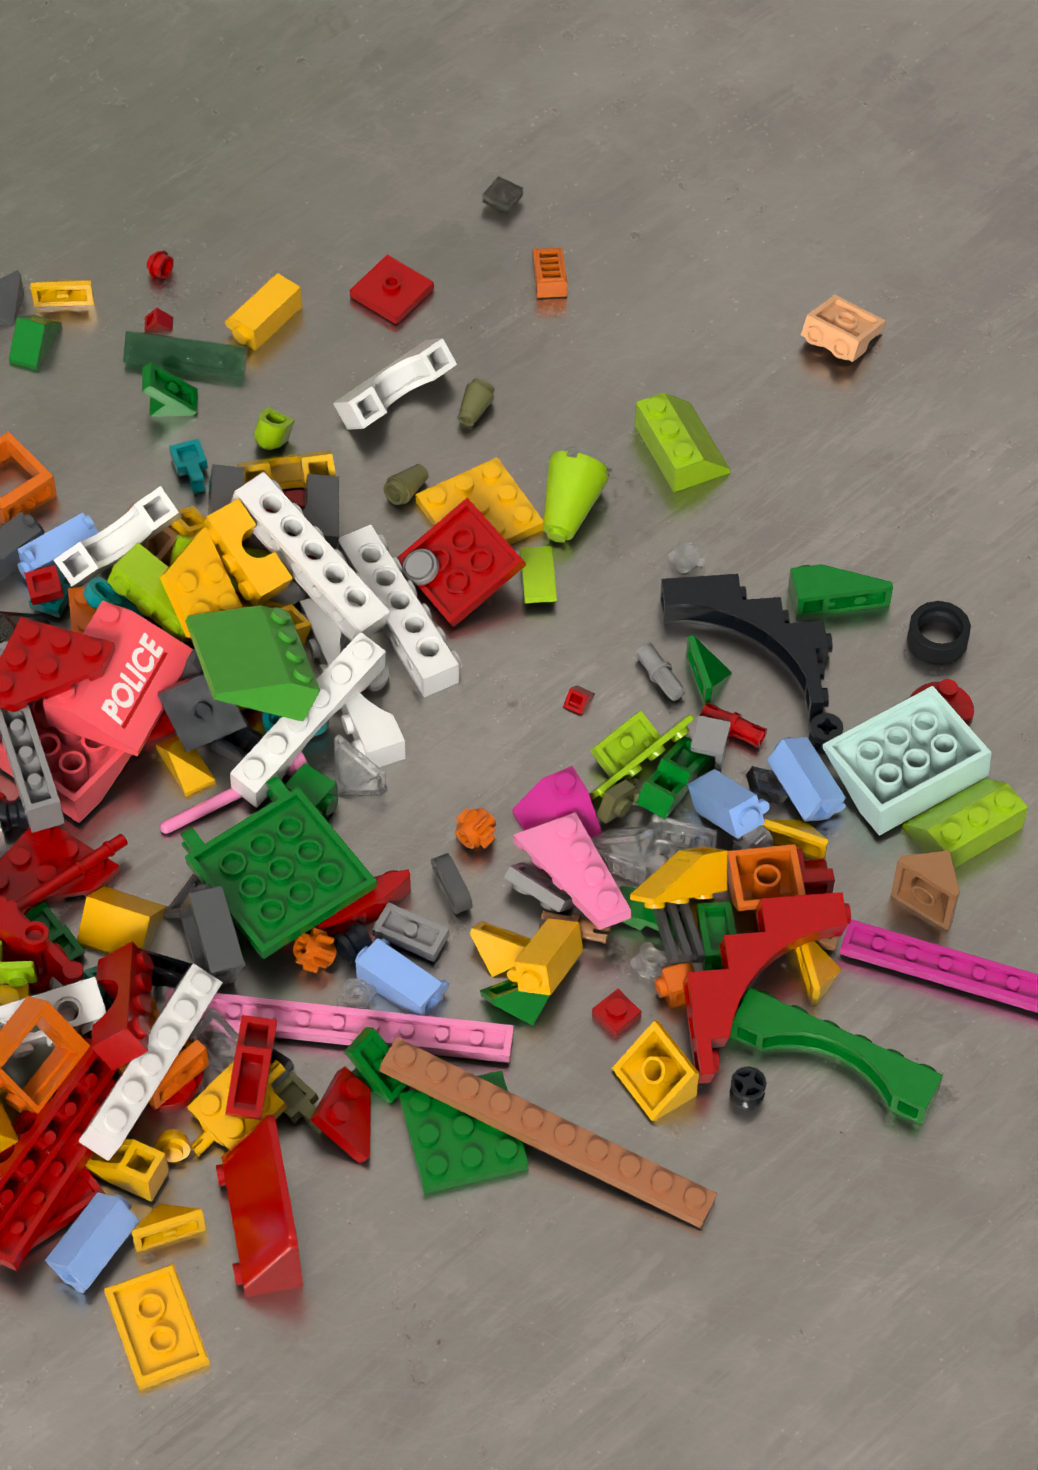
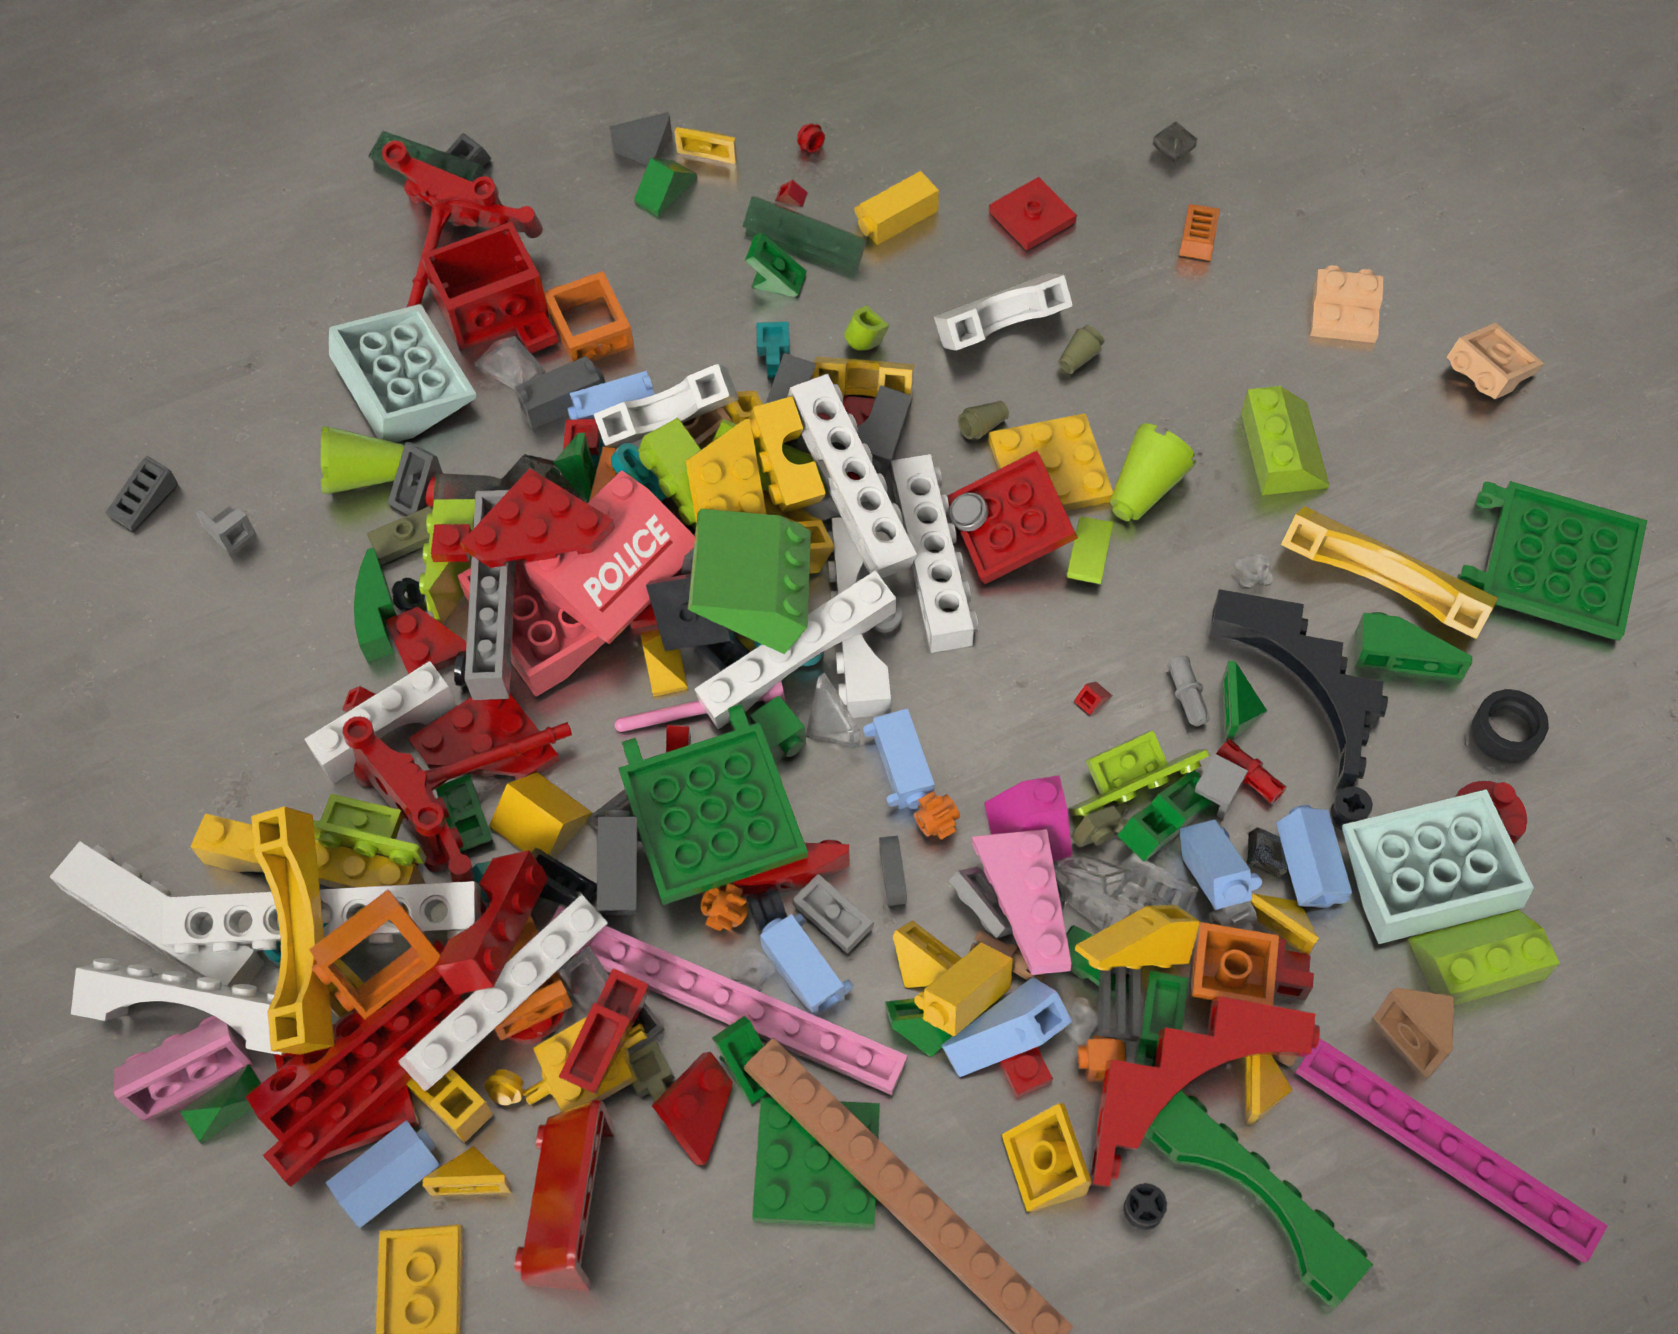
camera: 20 degrees right, 5 degrees up
(47, 607) = (578, 466): none -> green slope
(221, 822) = (677, 737): none -> red piece
(429, 789) = (901, 758): none -> light blue brick
(592, 980) = (1008, 1028): none -> light blue slope
(700, 308) = (1346, 304): none -> light nougat plate
(842, 535) = (1434, 590): none -> yellow arch
(942, 484) = (1560, 558): none -> green plate

